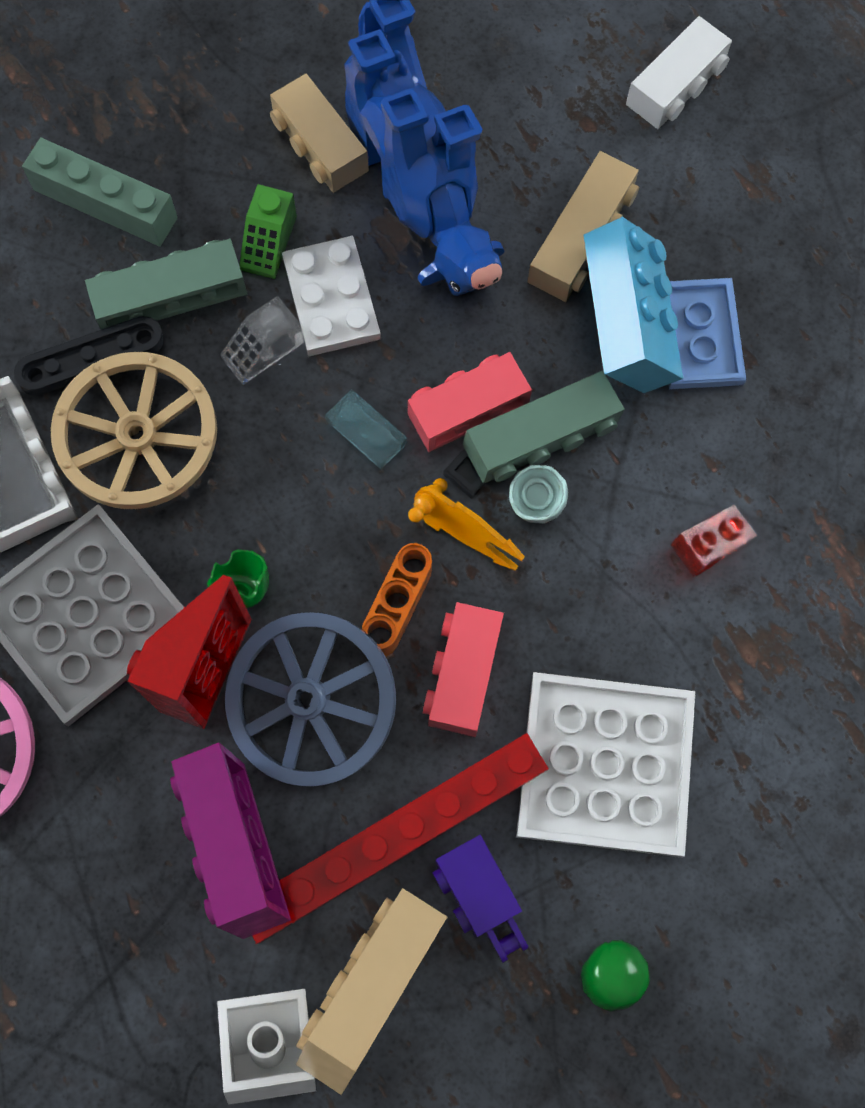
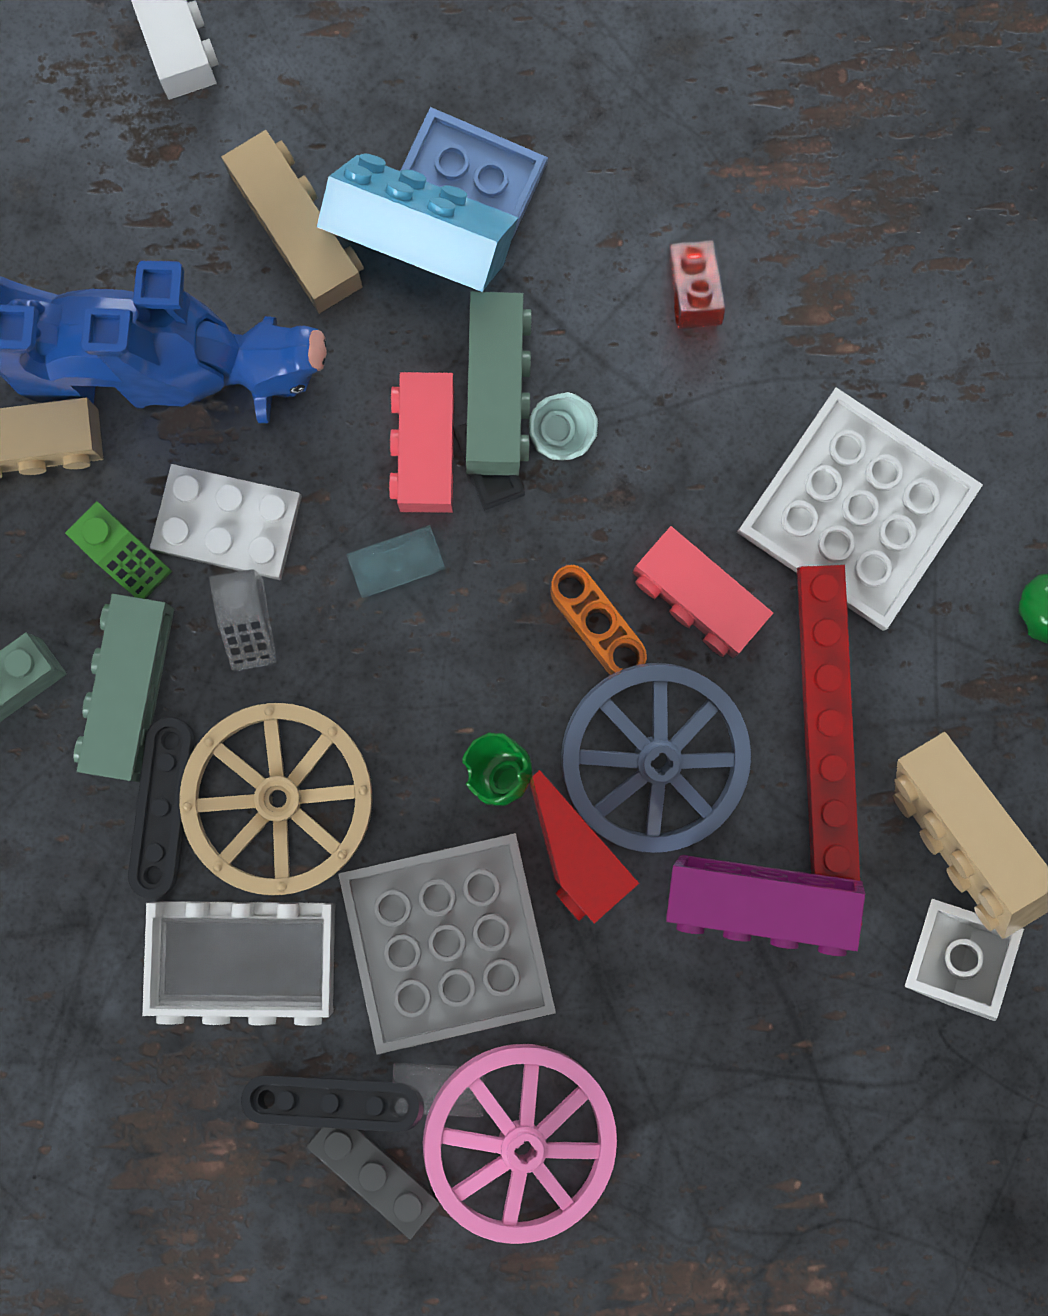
camera: 65 degrees left, 10 degrees up
(461, 523) = (550, 518): light orange piece -> none
(480, 894) = (921, 691): dark purple brick -> none

